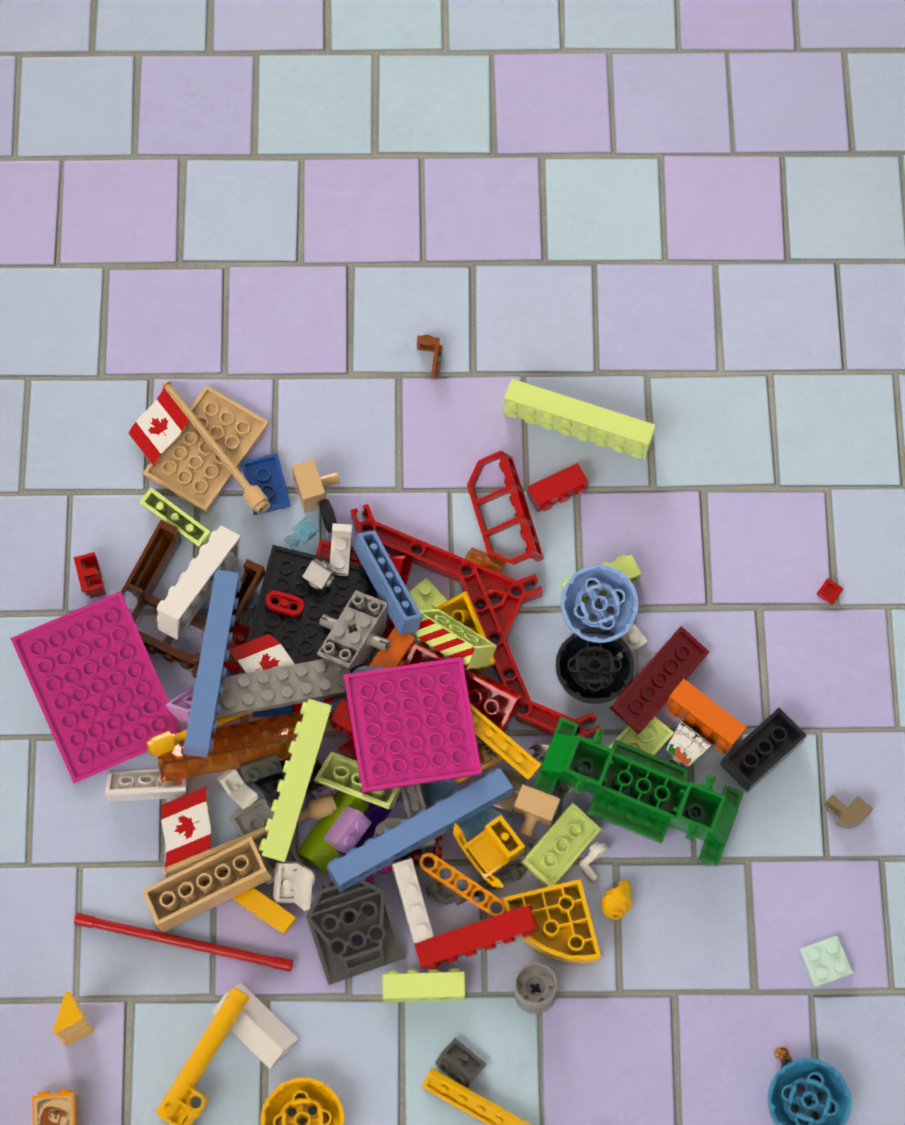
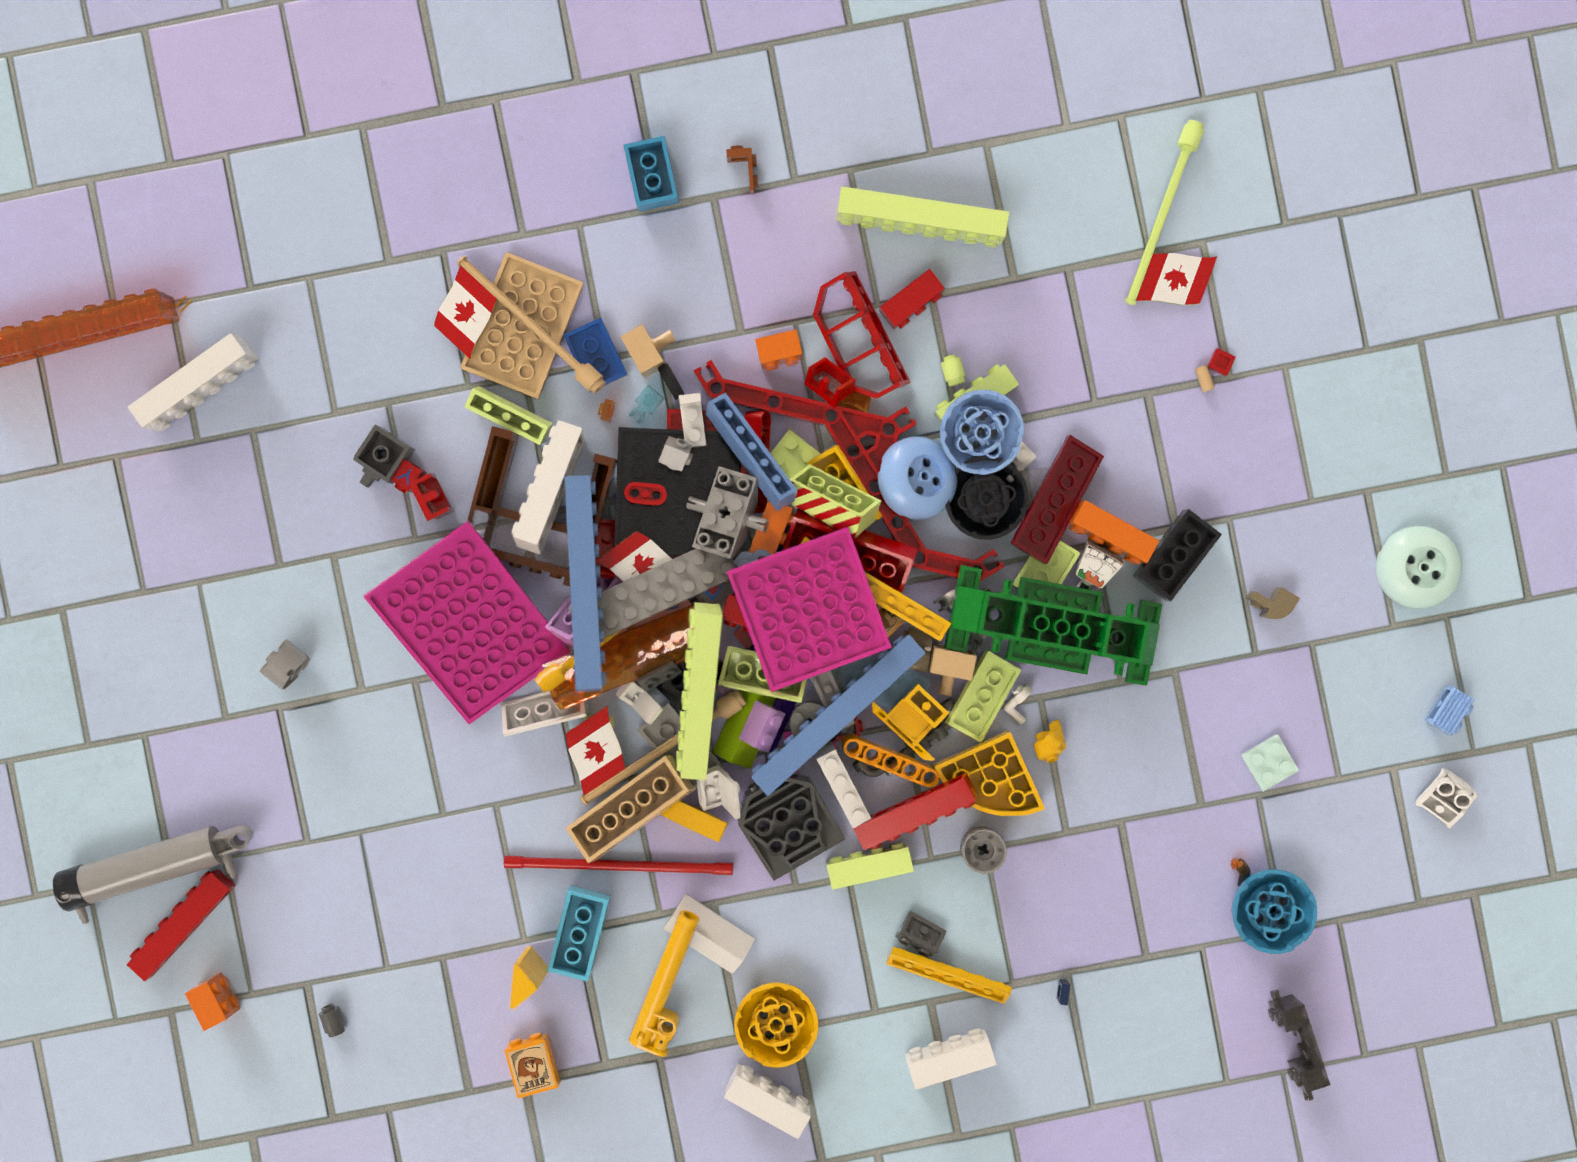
camera: 10 degrees left, 20 degrees up
(58, 543) = (372, 460): none -> dark grey hinge
(72, 550) = (405, 474): none -> red brick
(131, 996) = (579, 933): none -> medium azure brick
(265, 531) = (606, 410): none -> clear orange plate
(348, 344) = (651, 173): none -> dark azure brick
(430, 506) = (778, 350): none -> orange brick
(470, 541) = (829, 381): none -> red window
(518, 644) = (900, 489): none -> light blue brick
(584, 553) = (953, 370): none -> yellowish green brick
(795, 510) = (1172, 276): none -> flag
(812, 602) = (1204, 378): none -> tan piece

